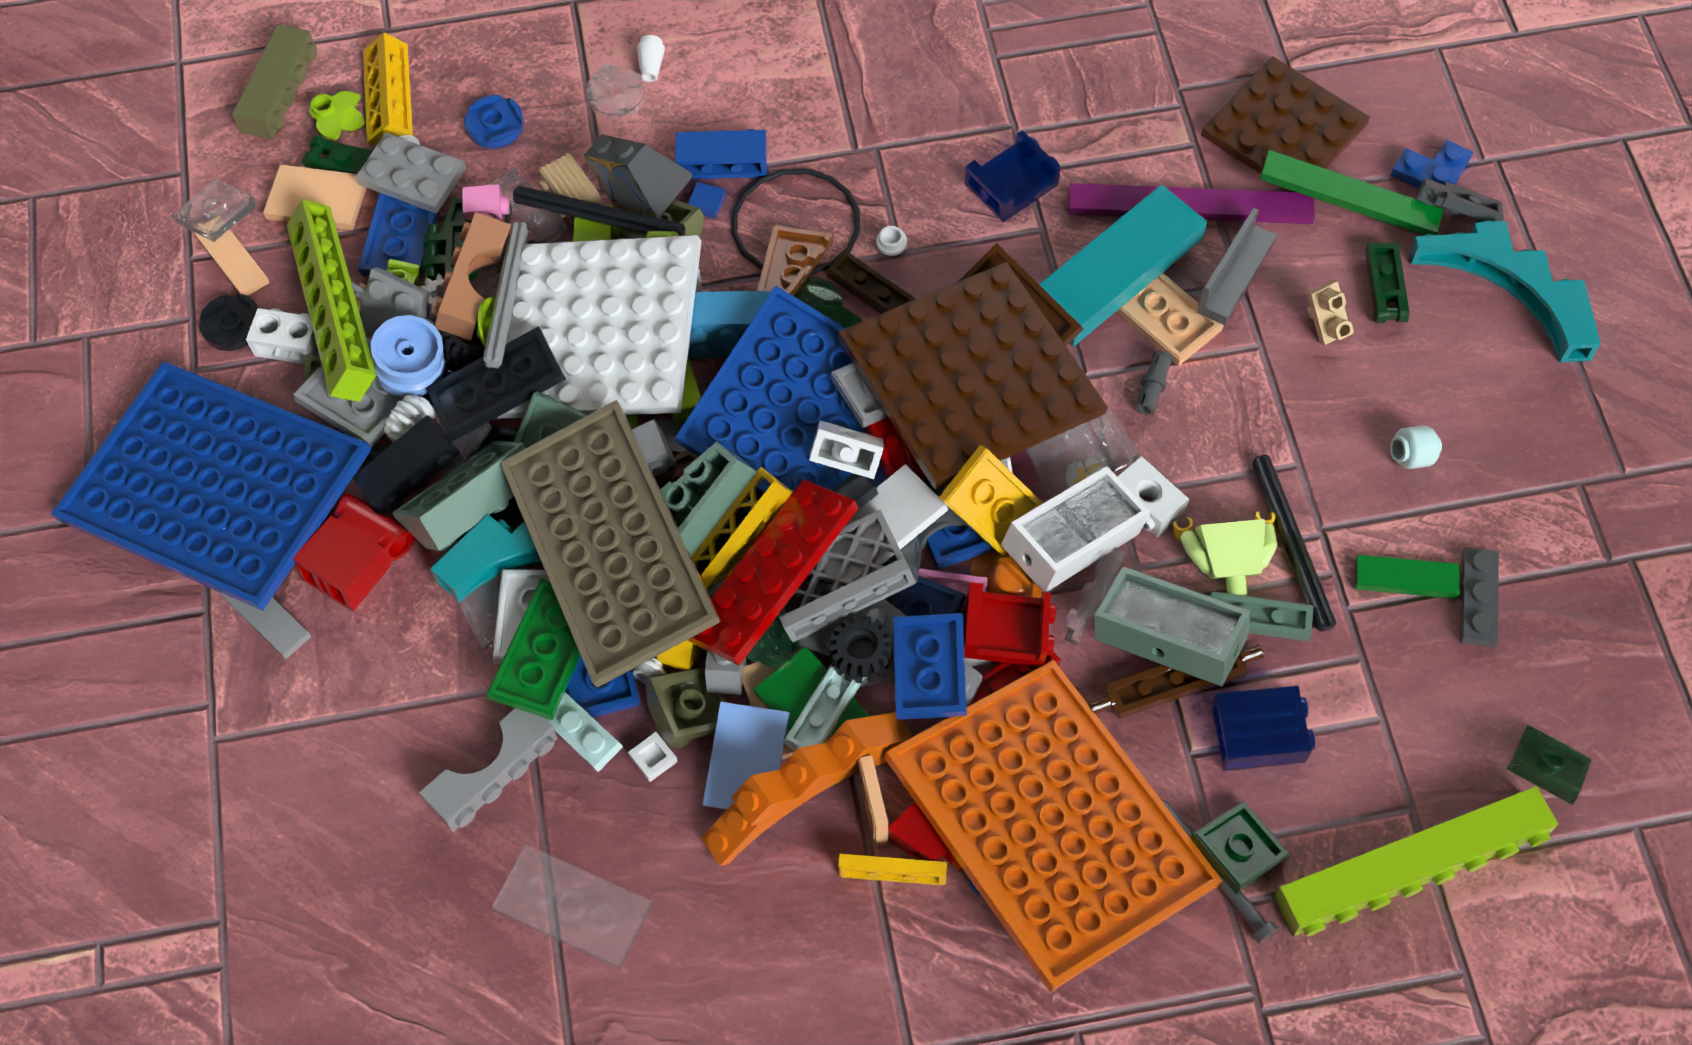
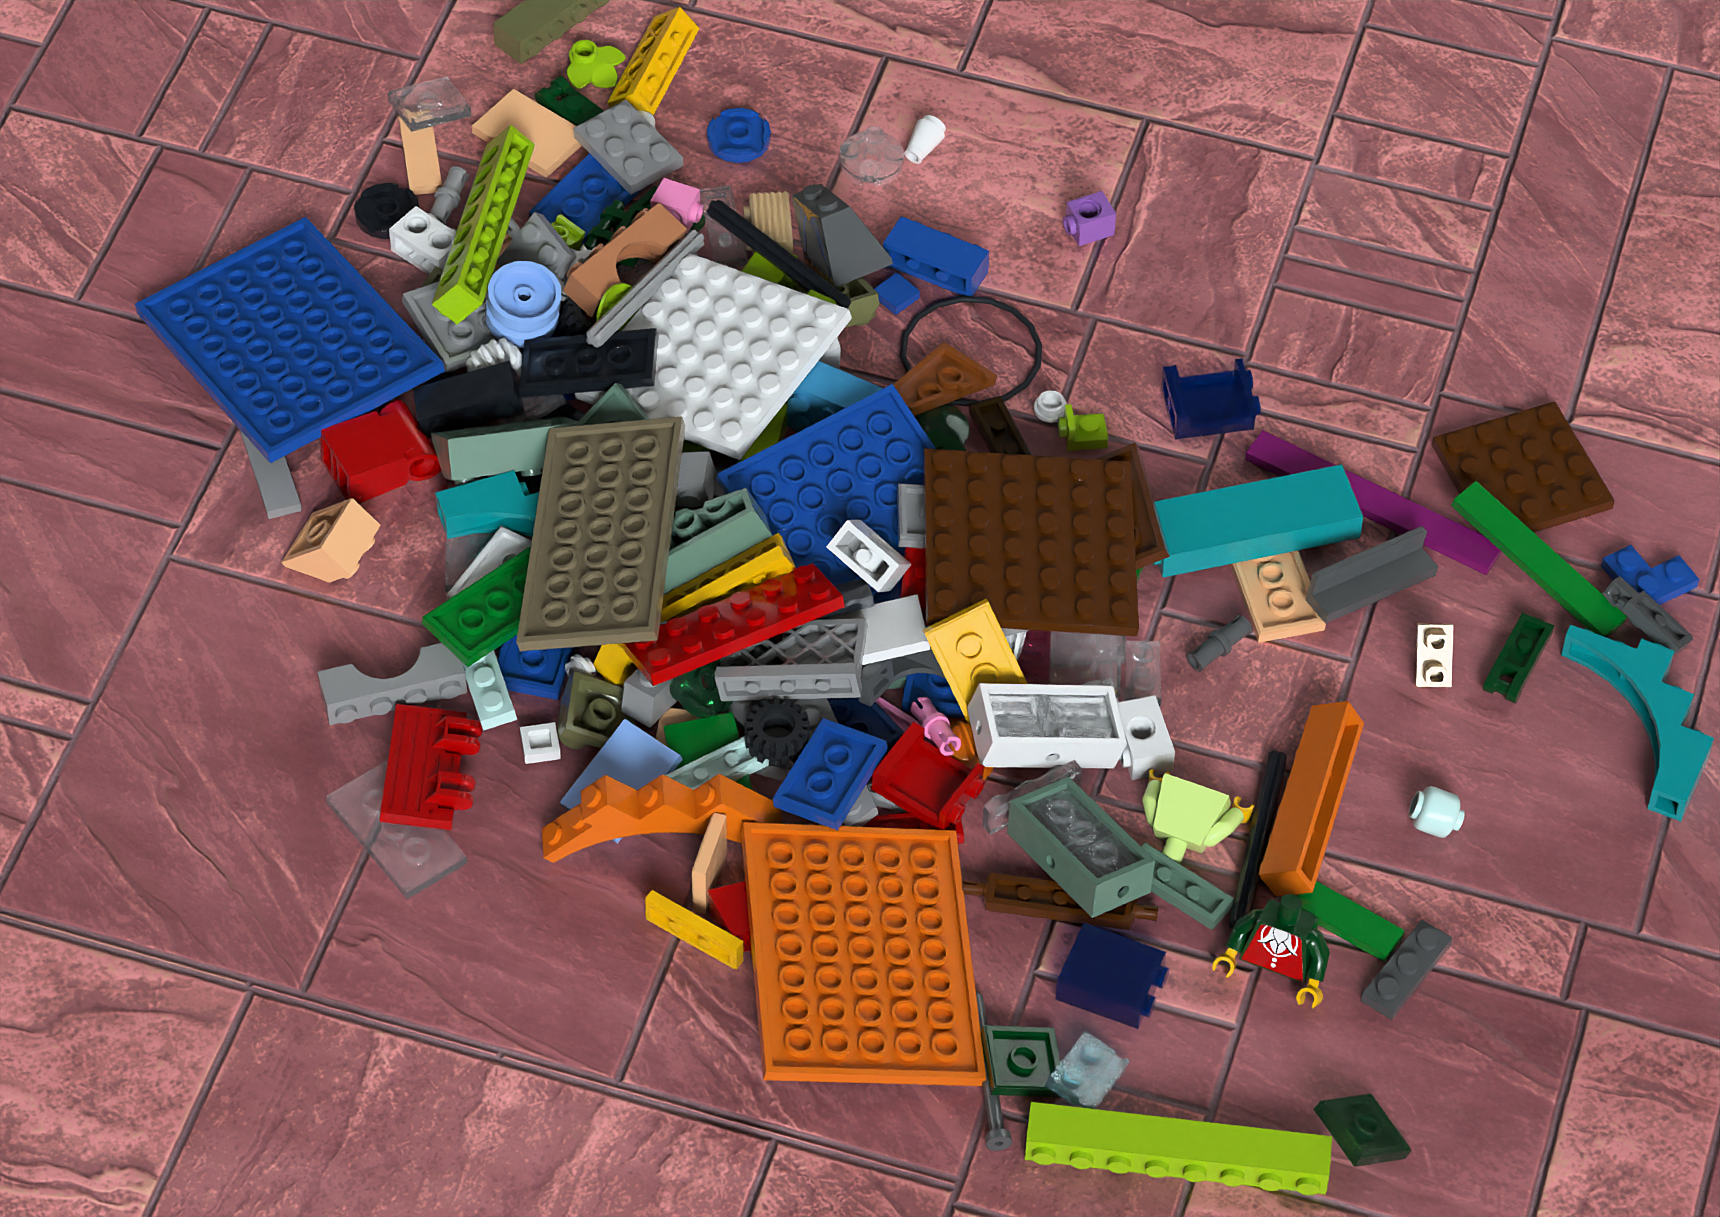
camera: 25 degrees right, 10 degrees down
(278, 283) = (448, 195): none -> light grey pin
(358, 656) = (333, 542): none -> light nougat slope
(567, 838) = (425, 764): none -> red hinge
(824, 66) = (1089, 218): none -> medium lavender brick
(929, 249) = (1083, 430): none -> lime bracket
(983, 573) = (936, 726): none -> bright pink pin
(1299, 830) = (1087, 1072): none -> clear light blue plate
(1317, 486) = (1311, 799): none -> orange brick
(1379, 626) = (1283, 942): none -> torso

